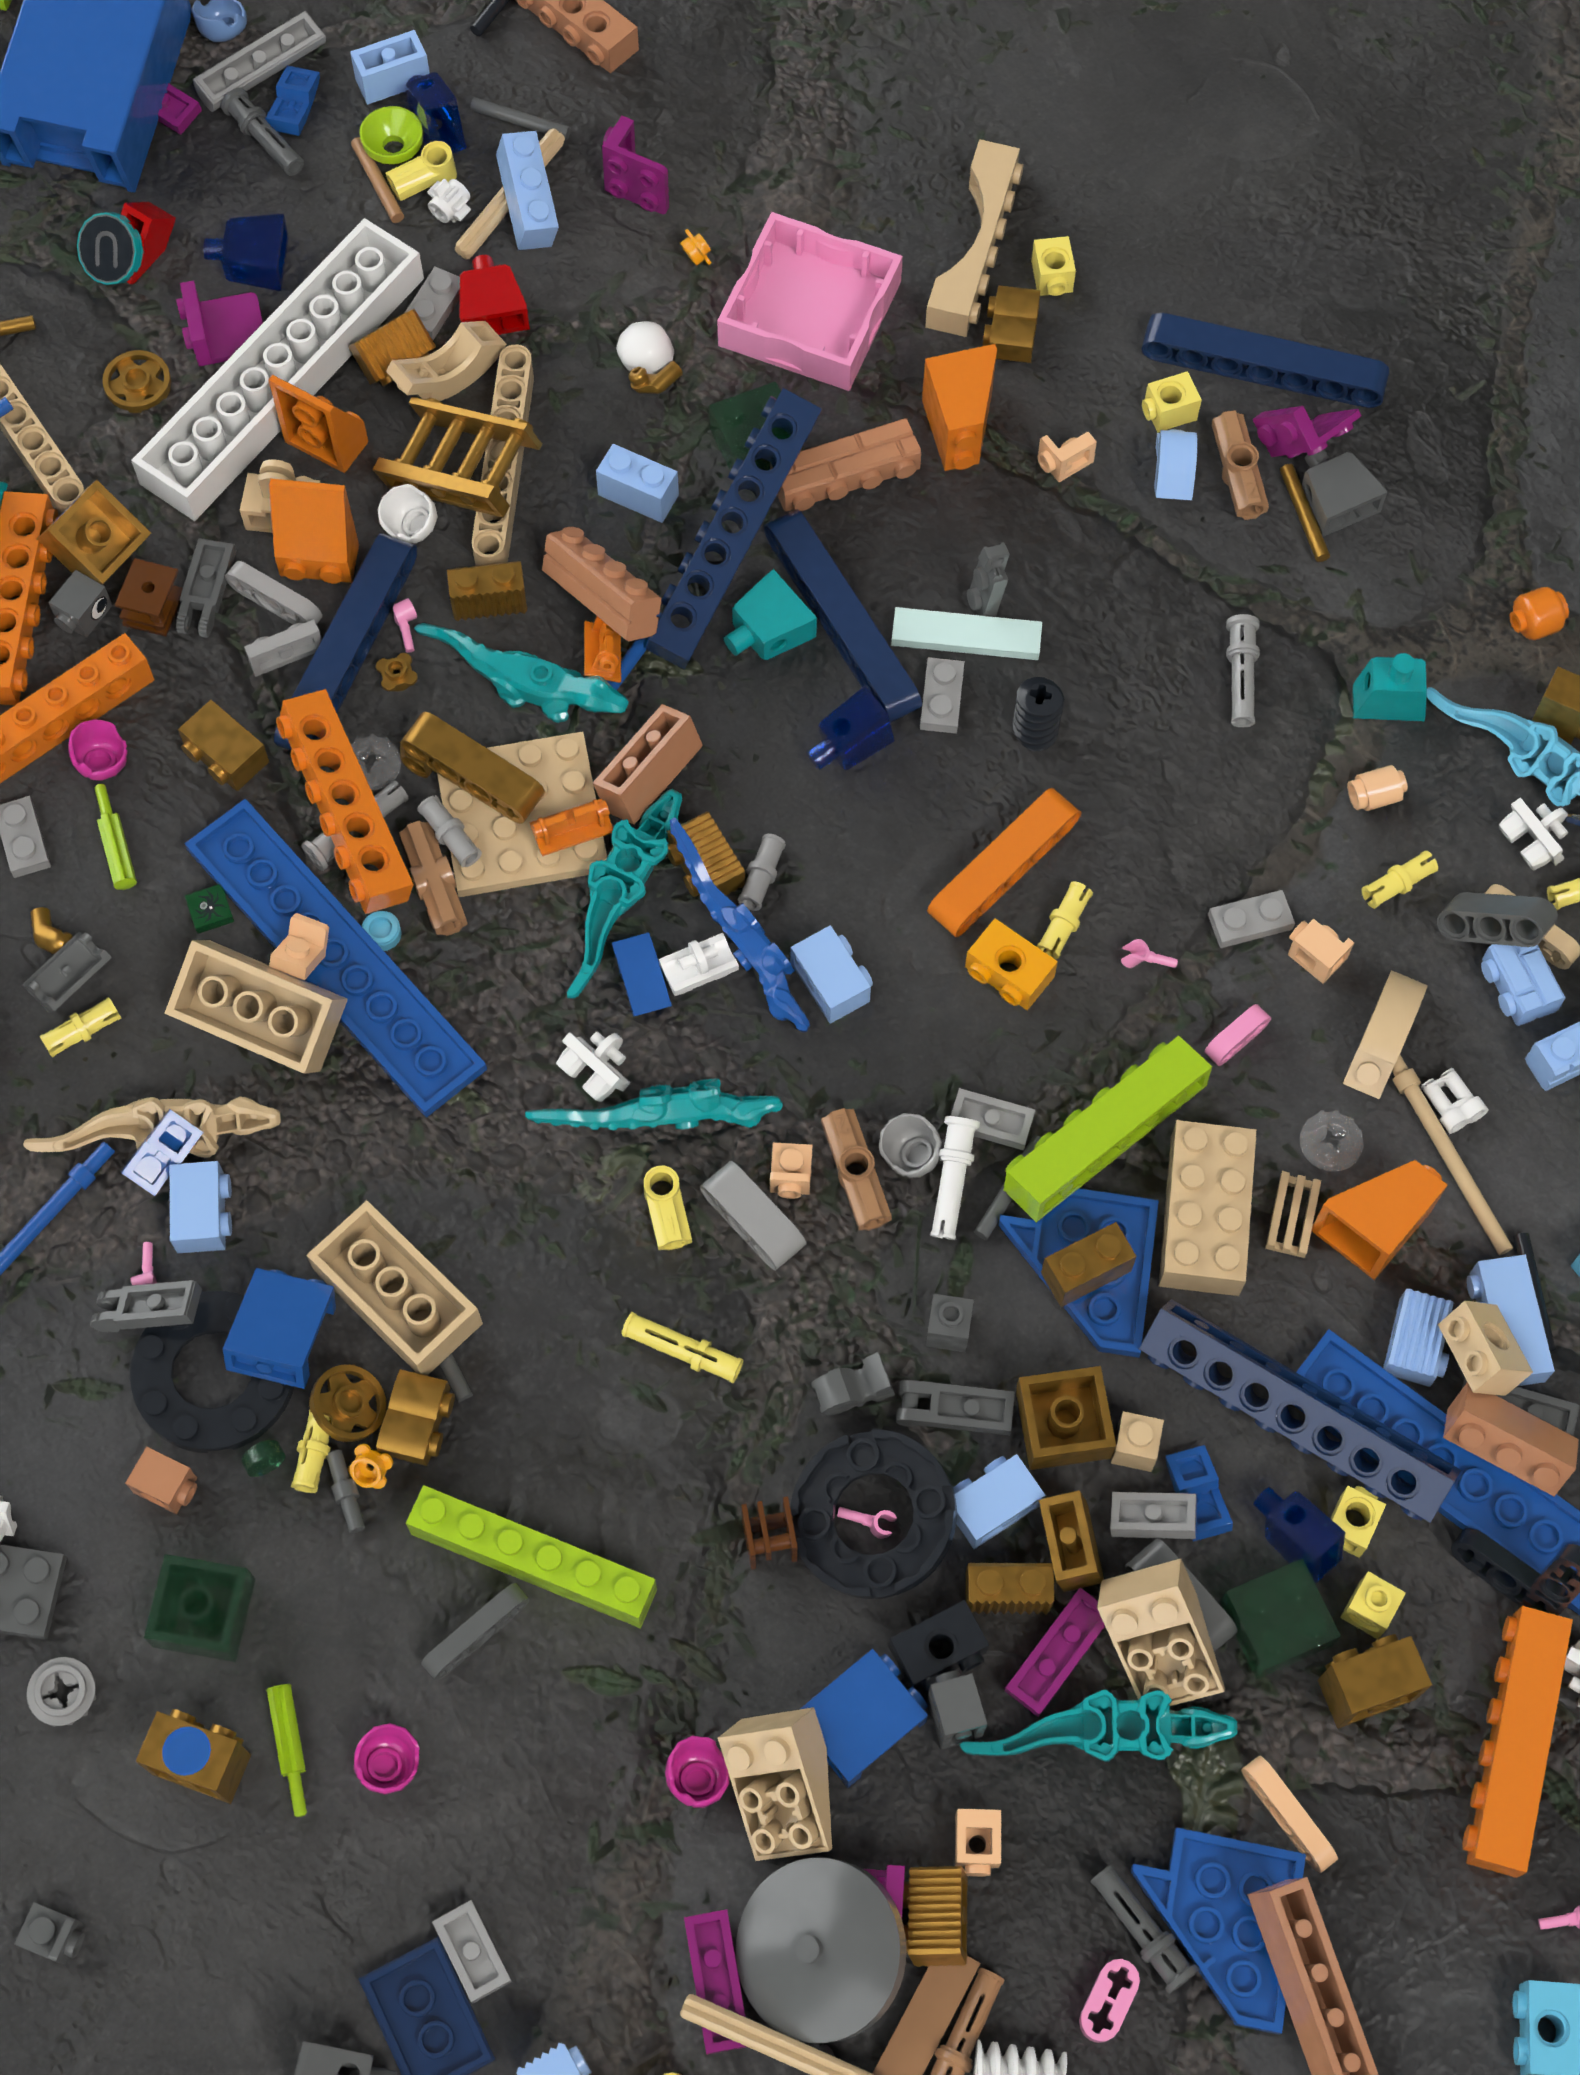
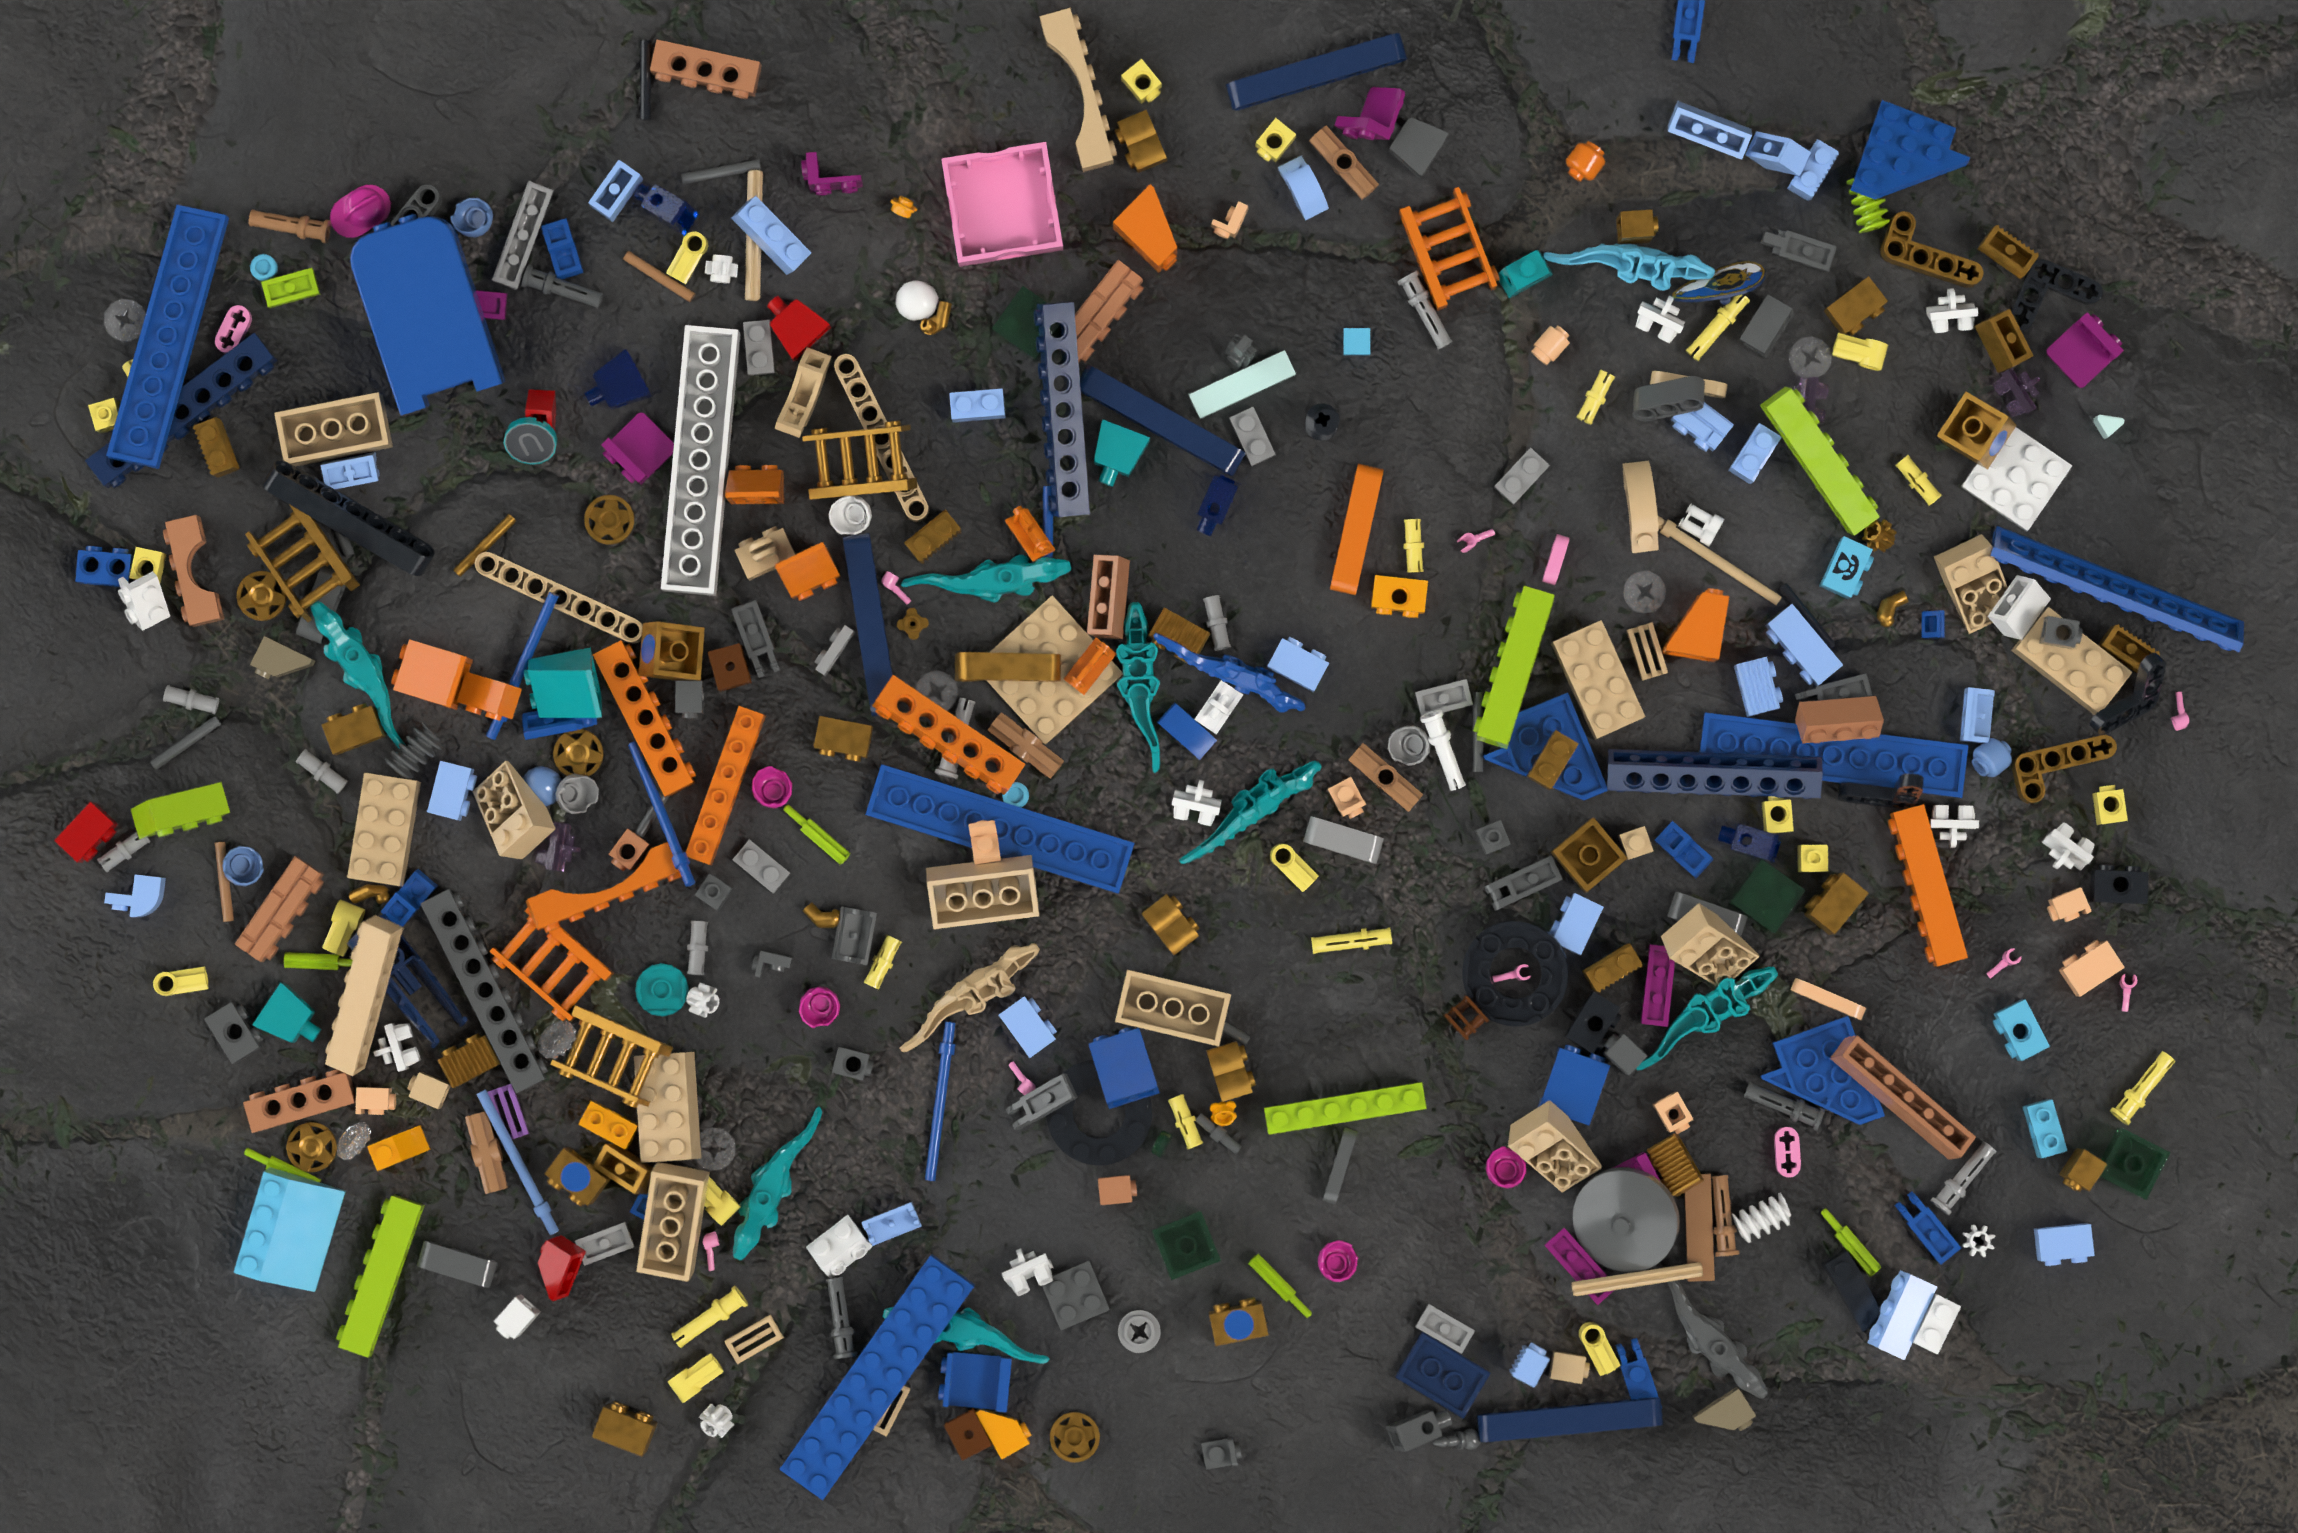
camera: 30 degrees left, 20 degrees up
(164, 1146) = (986, 1008): slope -> none
(209, 908) = (905, 843): dark green tile -> none
(271, 594) = (803, 619): light grey beam -> none
(347, 1403) = (1188, 1086): pearl gold wheel -> none
(390, 125) = (643, 229): lime piece -> none
(398, 339) = (760, 401): pearl gold brick -> none
(449, 831) = (1020, 713): light grey pin -> none
(464, 1189) = (1170, 923): none -> pearl gold brick
(601, 584) = (1006, 497): nougat brick -> none
(848, 1388) = (1460, 905): dark grey leg -> none
(1071, 1541) = (1631, 922): pearl gold brick -> none
(1136, 661) = (1356, 341): none -> medium azure tile
(1153, 1515) = (1667, 879): light grey plate -> none
(1278, 629) = (1423, 244): none -> orange fence
(1304, 513) = (1401, 169): pearl gold bar -> none
(1318, 949) = (1572, 474): light nougat brick -> none
(1485, 1348) = (1798, 678): tan brick -> none

